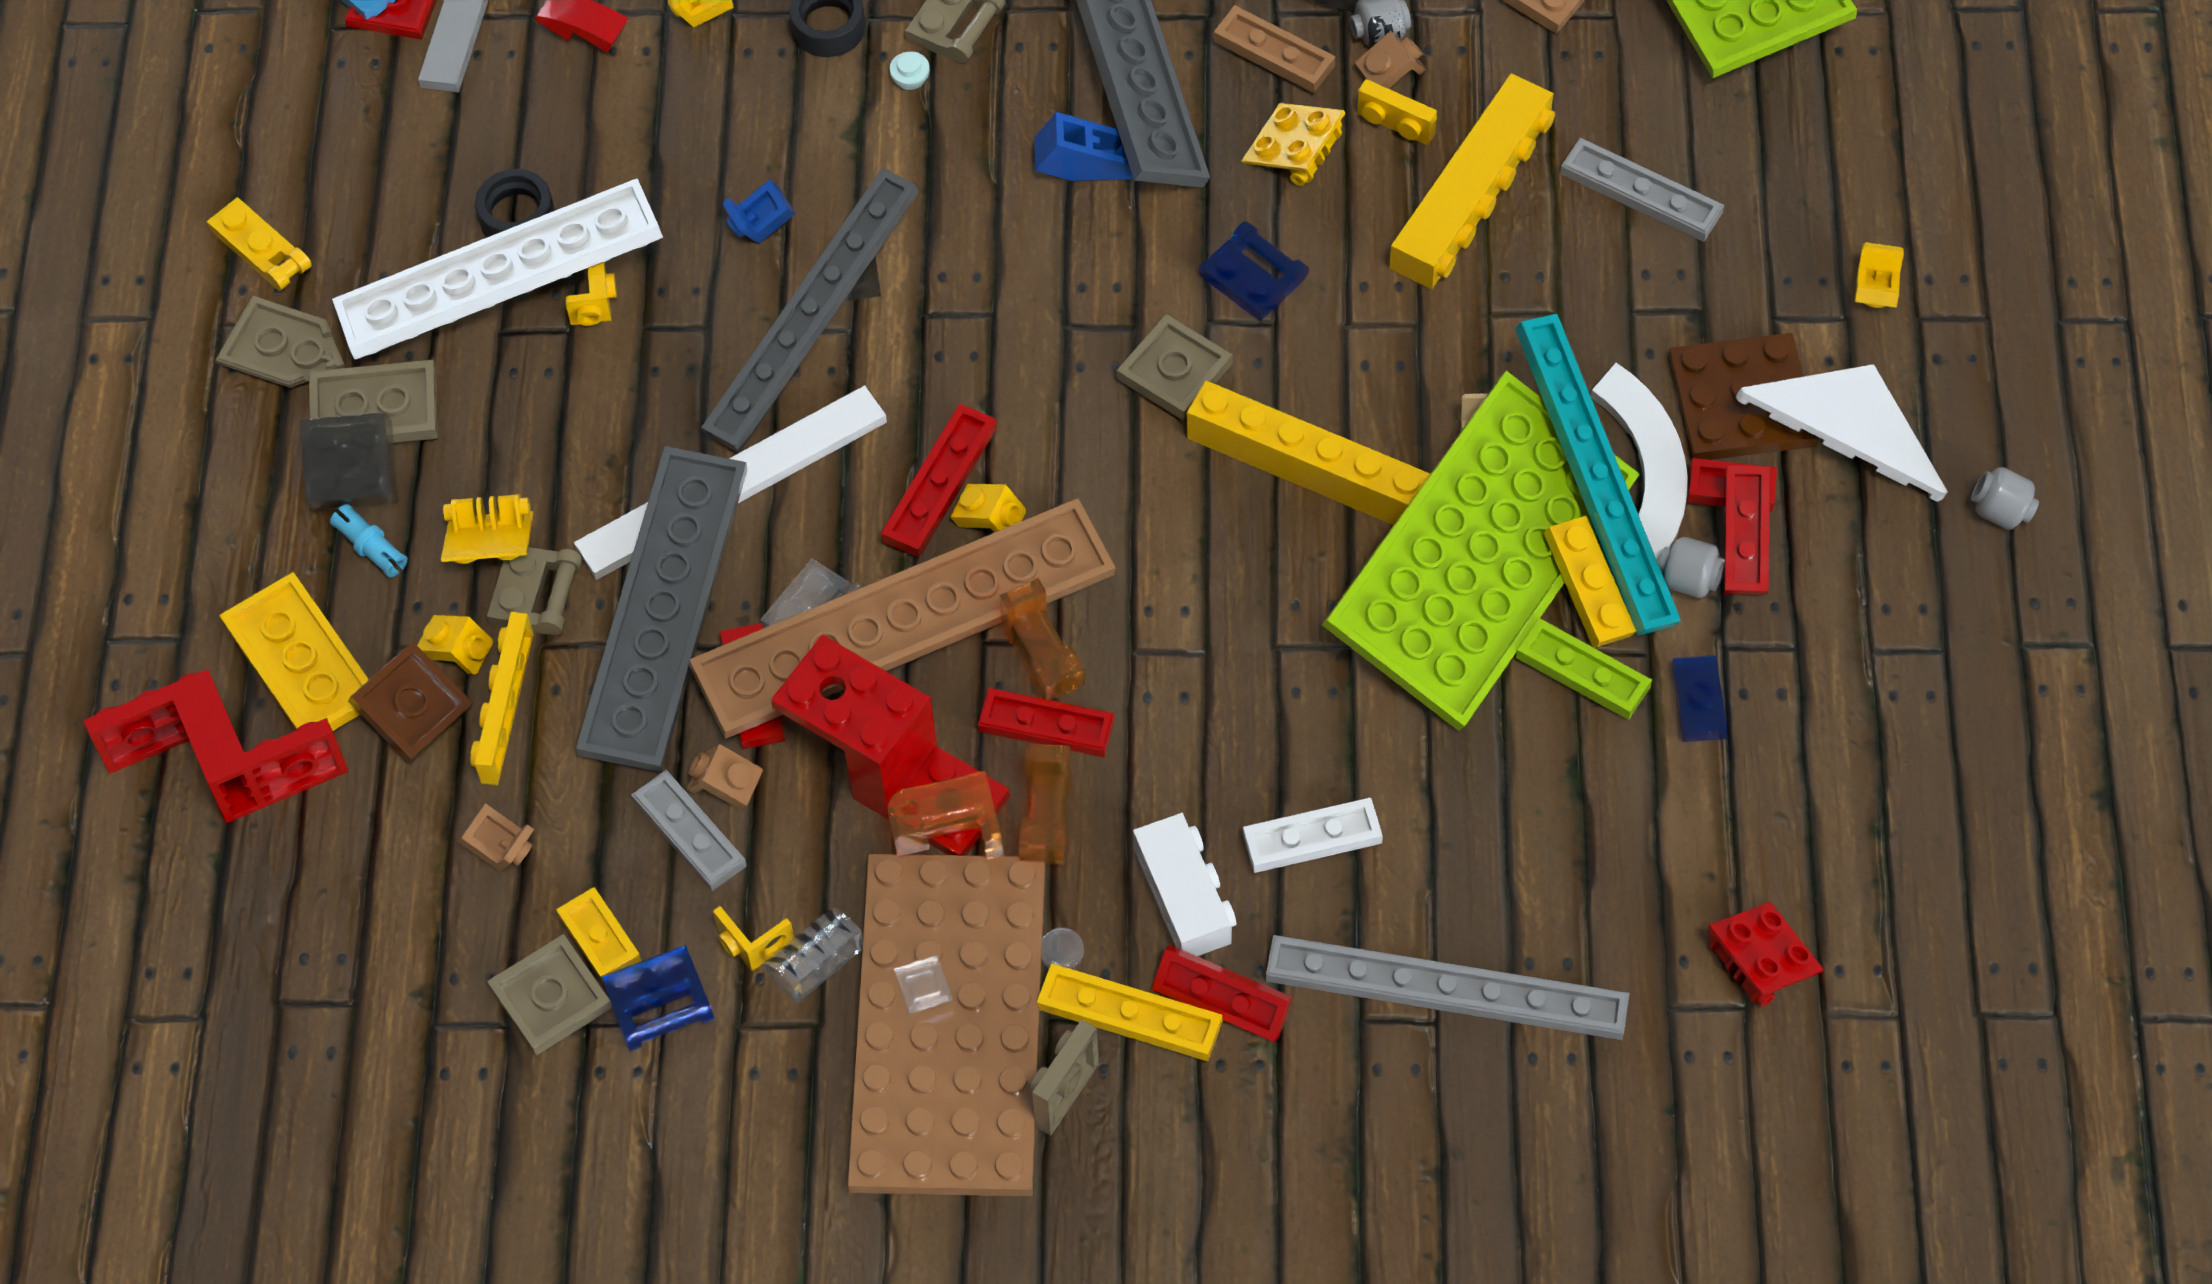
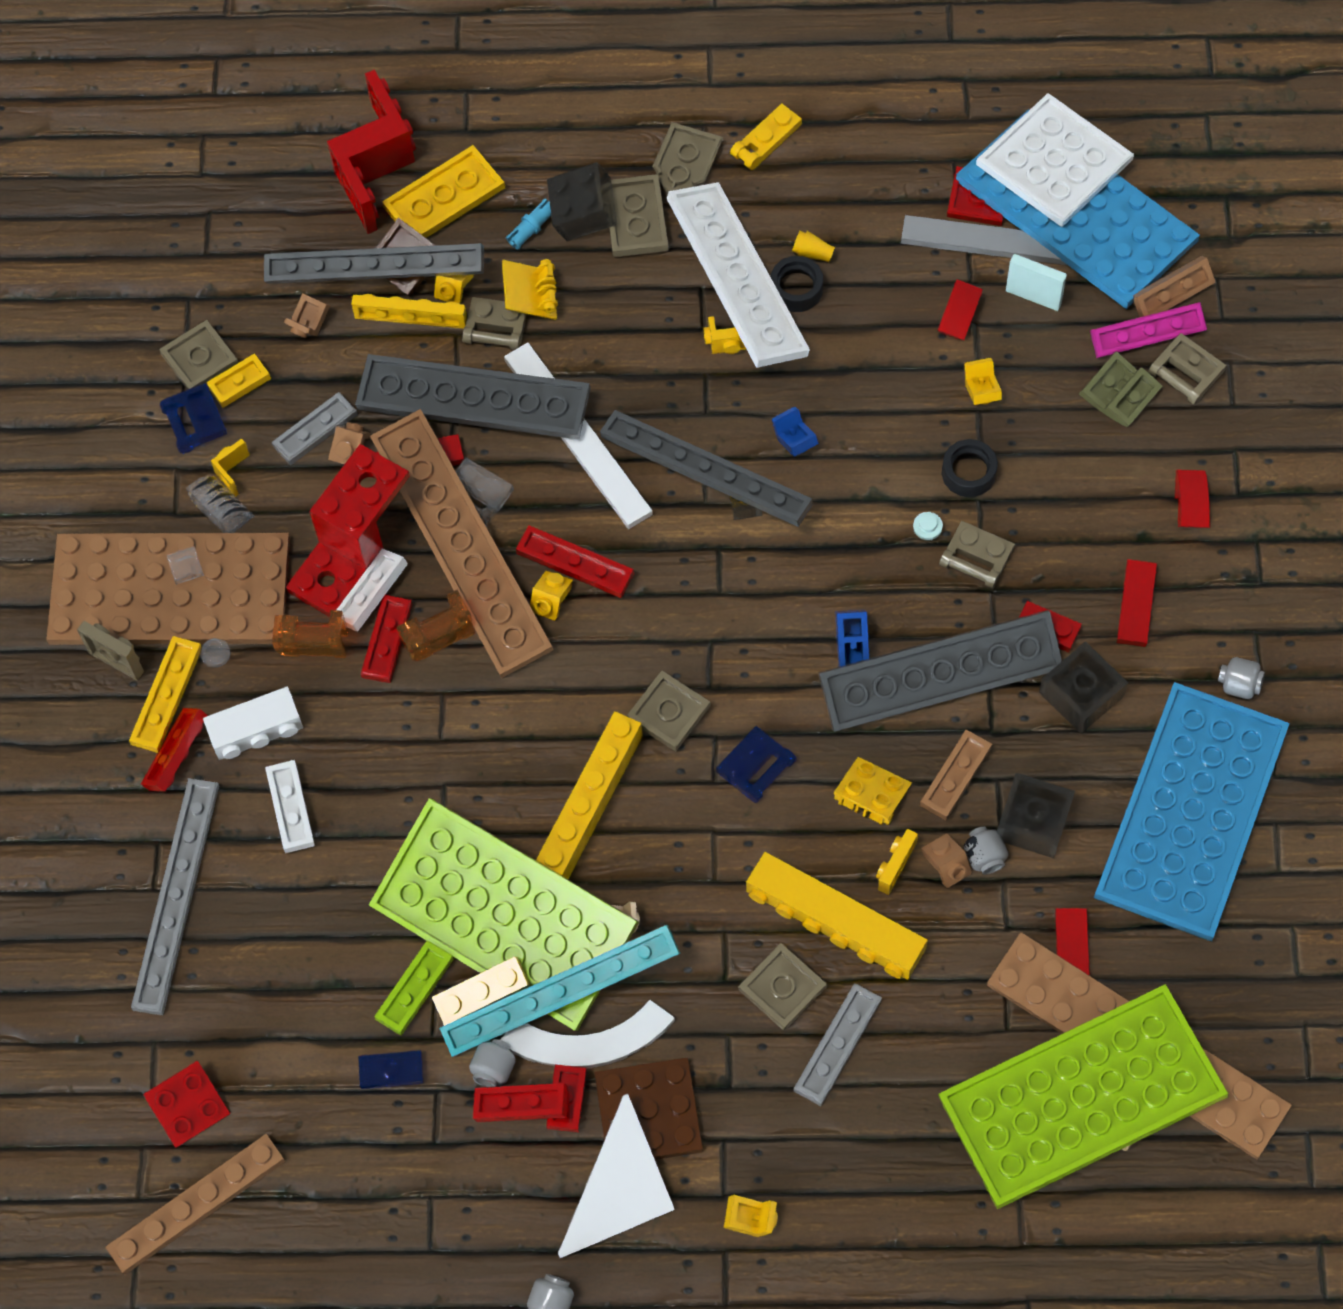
camera: 90 degrees right, 5 degrees up
(422, 739) = (374, 263): none -> dark grey plate
(456, 190) = (812, 247): none -> yellow cone
(944, 809) = (306, 569): clear orange piece -> none
(978, 742) = (371, 588): none -> white plate
(1569, 242) = (782, 986): none -> dark tan plate
(1905, 938) = (195, 1204): none -> medium nougat plate

